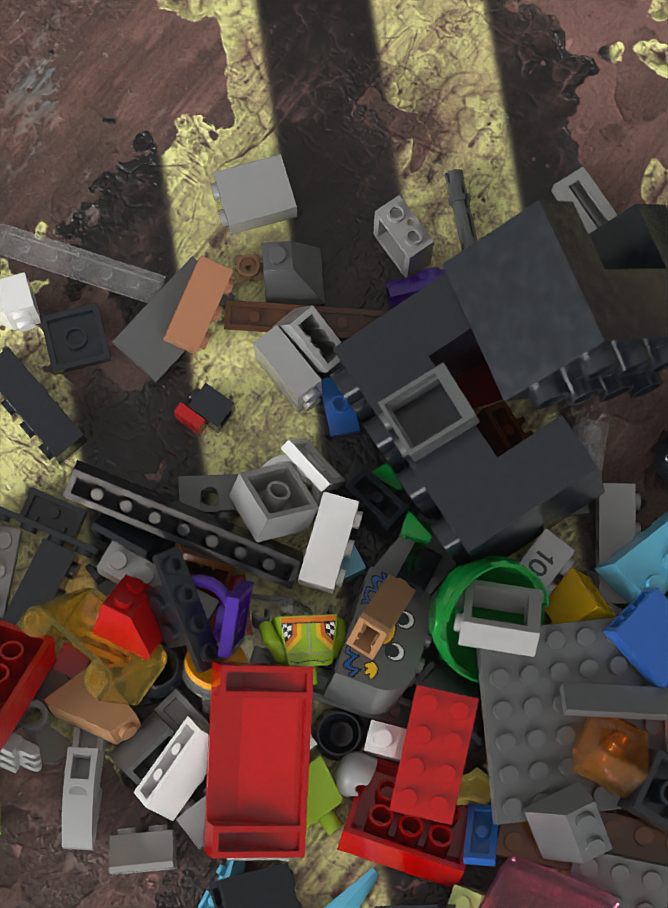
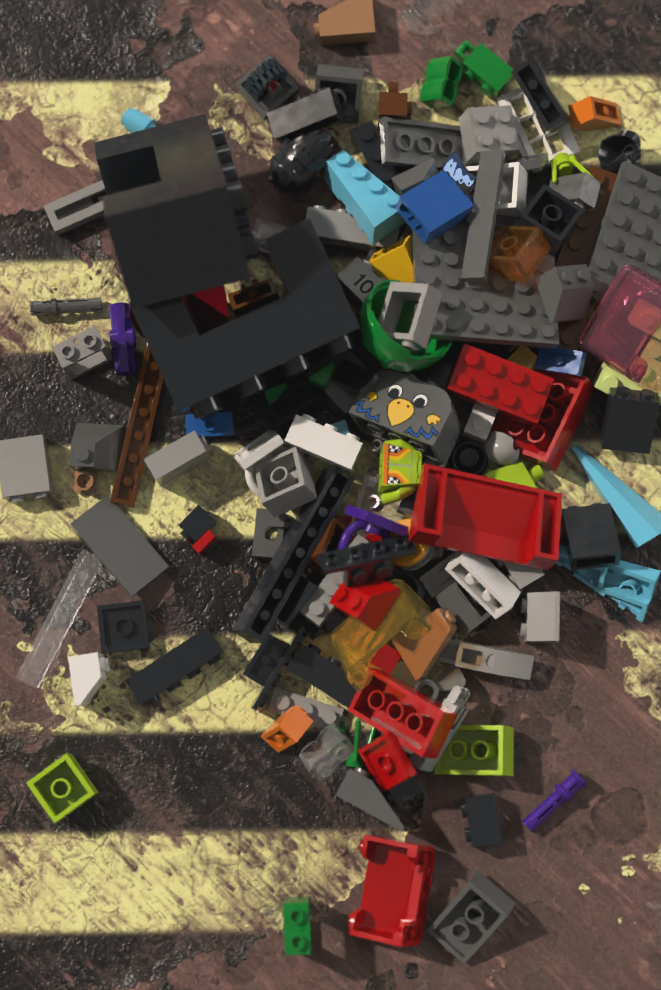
camera: 80 degrees left, 5 degrees up
(199, 305) = (113, 522): nougat brick -> none
(311, 337) = (157, 433): light grey brick -> none
(380, 616) = (394, 405): medium nougat slope -> none
(412, 391) = (234, 318): dark grey window -> none

